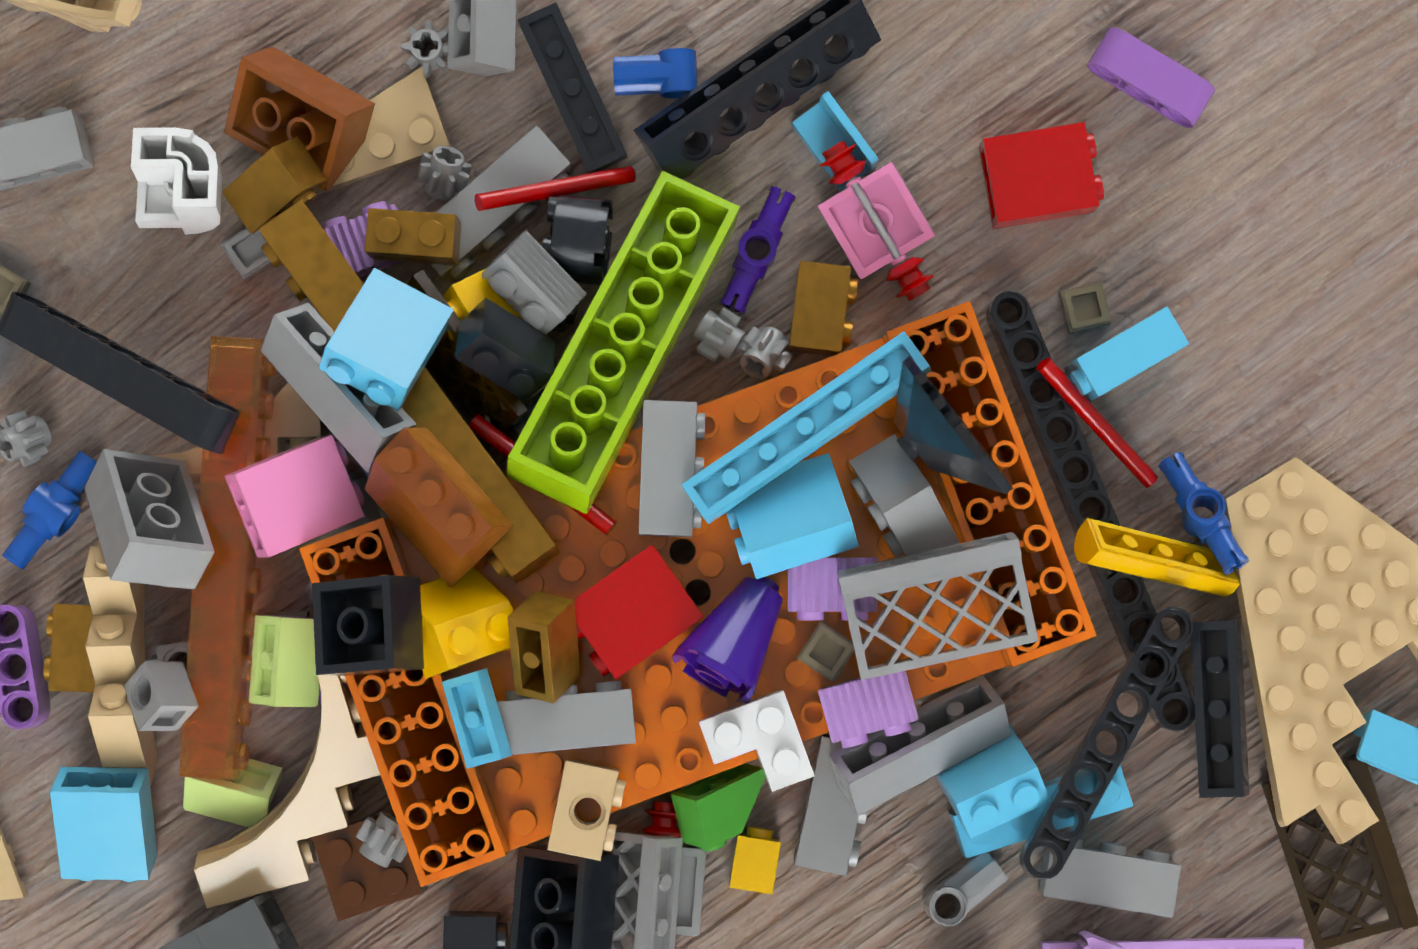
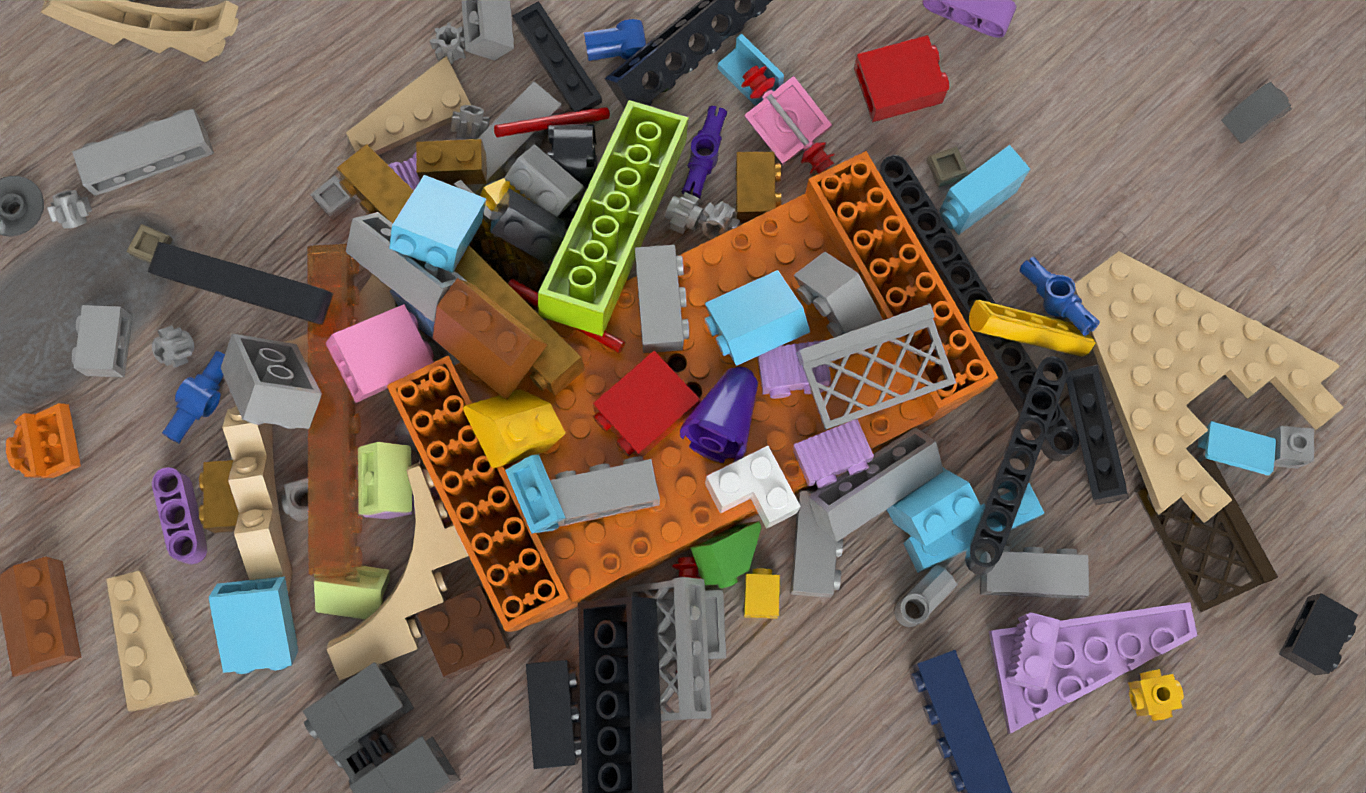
camera: 10 degrees left, 10 degrees down
(160, 696) = (289, 513): light grey brick -> none
(176, 180) = (274, 149): white brick -> none
(274, 184) = (343, 138): pearl gold brick -> none
(285, 100) = (358, 96): dark orange slope -> none
(368, 625) = (443, 426): black brick -> none
(382, 840) = (472, 603): light grey gear -> none
(544, 646) = (581, 433): pearl gold brick -> none
(570, 833) = (623, 536): tan brick -> none
(802, 429) = (758, 249): medium azure plate -> none
(826, 651) = (796, 419): dark tan tile -> none
(939, 434) = (863, 232): black wedge -> none
(1097, 422) = (970, 240): red bar -> none

